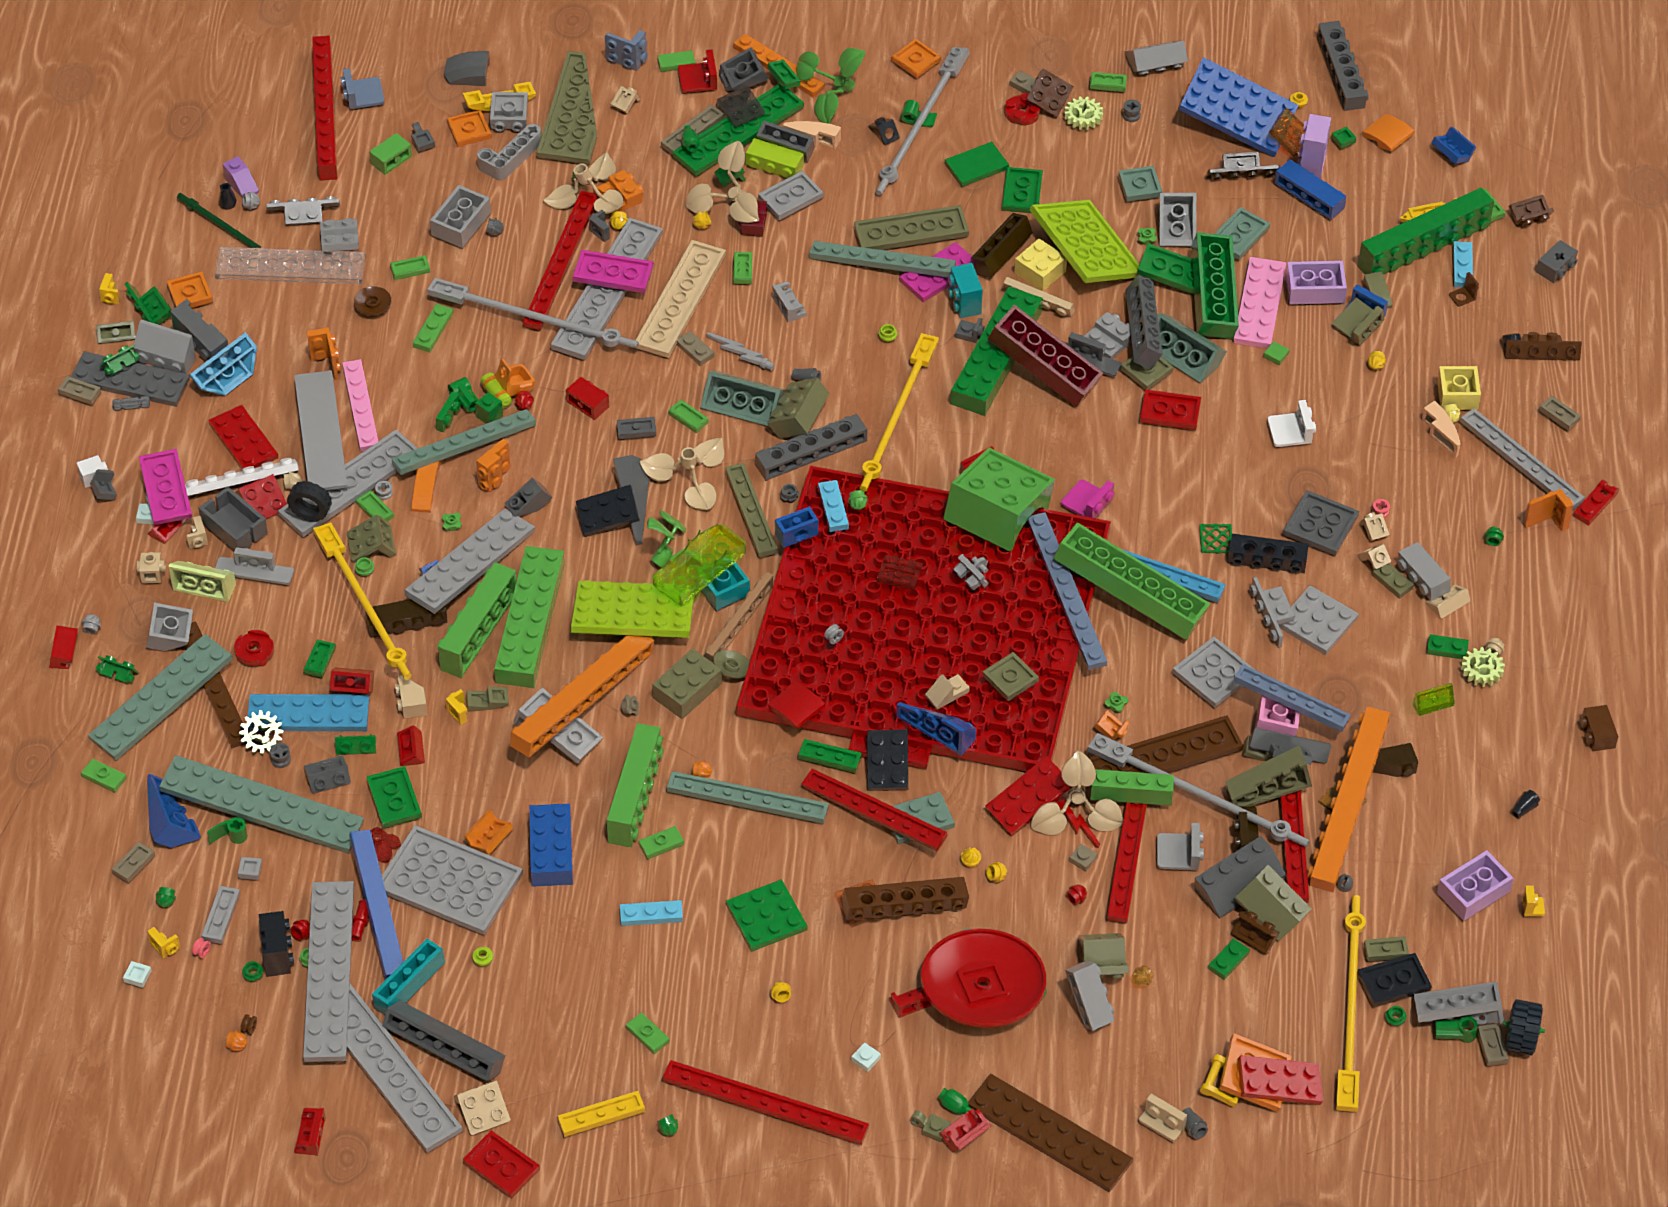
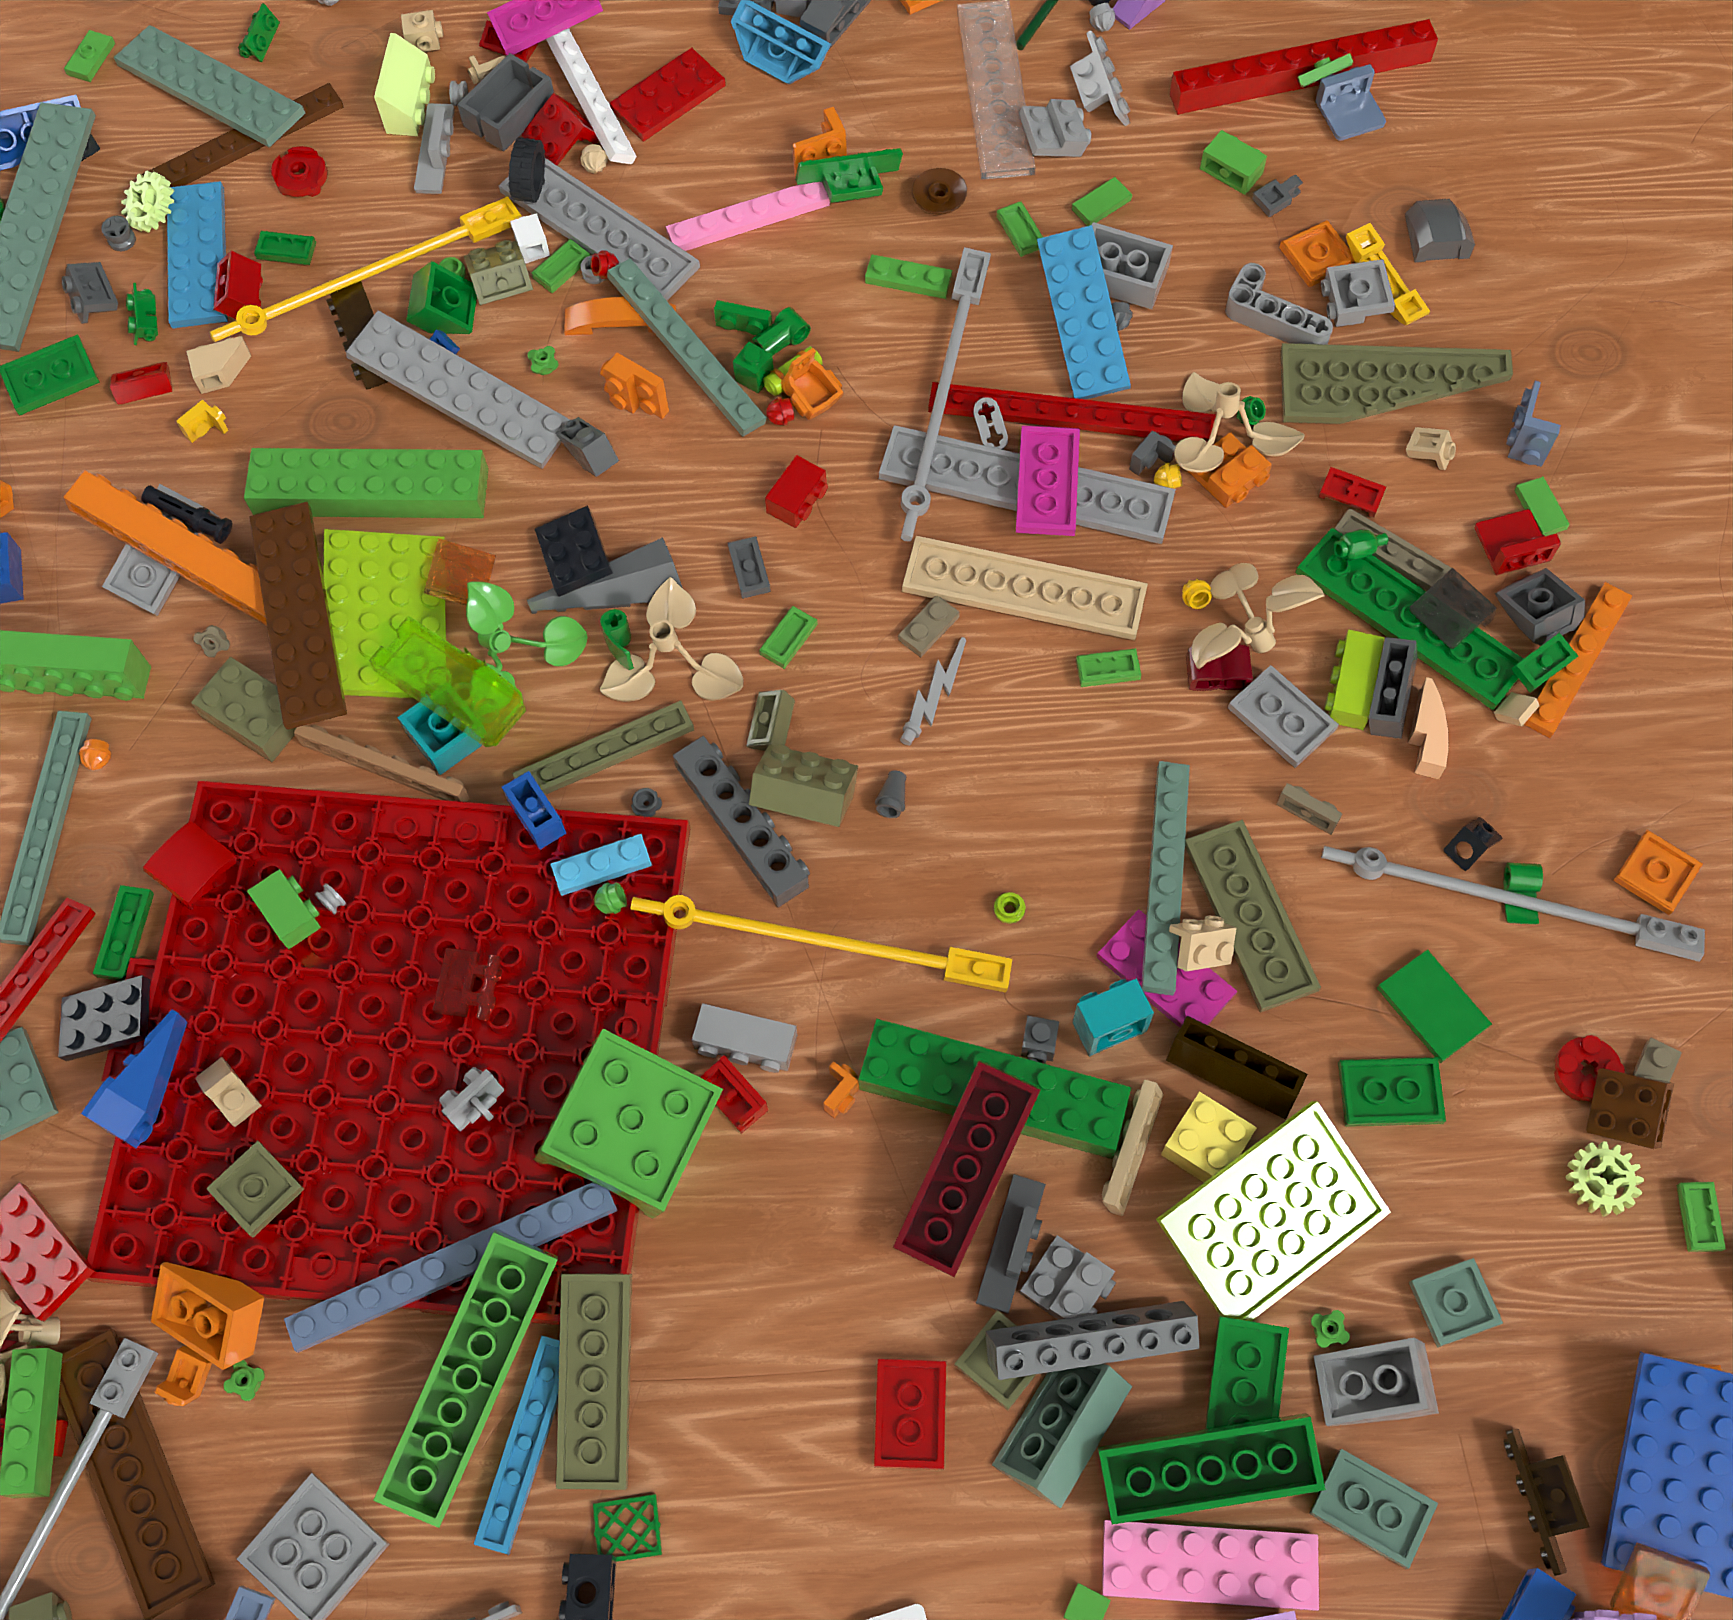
camera: 85 degrees right, 15 degrees up
(168, 627) = (317, 64): light grey slope -> none
(210, 552) = (457, 91): none -> light grey bush
(321, 430) = (679, 171): light grey slope -> none
(340, 91) = (1325, 68): none -> bright green plate
(349, 517) = (530, 238): none -> white brick
(351, 344) = (850, 175): none -> green bracket
(390, 475) = (602, 262): none -> red plate
(391, 572) = (441, 301): none -> green slope
(400, 224) = (1102, 201): none -> bright green tile
(477, 620) = (341, 412): bright green brick -> none
(487, 700) = (224, 457): olive slope -> none
(495, 237) = (1083, 313): none -> dark azure plate
(549, 689) = (199, 518): none -> black pin
(562, 296) = (997, 423): none -> light grey beam
(610, 570) = (455, 567): none -> clear orange plate
(634, 637) = (297, 616): none -> reddish brown plate
(650, 137) = (1352, 490): none -> red hinge
(672, 498) = (617, 635): none -> green panel
(725, 179) = (1311, 620): green bracket -> none
(732, 663) = (287, 750): olive dish -> none
(740, 397) = (832, 701): sand green slope -> none
(744, 430) = (770, 719): none -> olive slope
(787, 302) = (1047, 745): light grey hinge -> none
(807, 95) = (1516, 709): none -> tan tile
(837, 656) = (284, 909): none -> bright green brick
(849, 62) = (1558, 756): bright green plant -> none
(852, 192) = (1318, 813): none -> dark tan plate
(923, 241) = (1204, 943): none -> tan bracket
(948, 457) = (744, 1038): none -> light grey brick
(988, 417) = (842, 1096): none -> orange bracket
(1079, 706) = (208, 1313): none -> orange slope
(1088, 499) = (682, 1284): dark pink bracket -> none
(1131, 110) = (1631, 1272): dark grey wheel -> none
(1141, 533) = (594, 1381): none -> olive plate

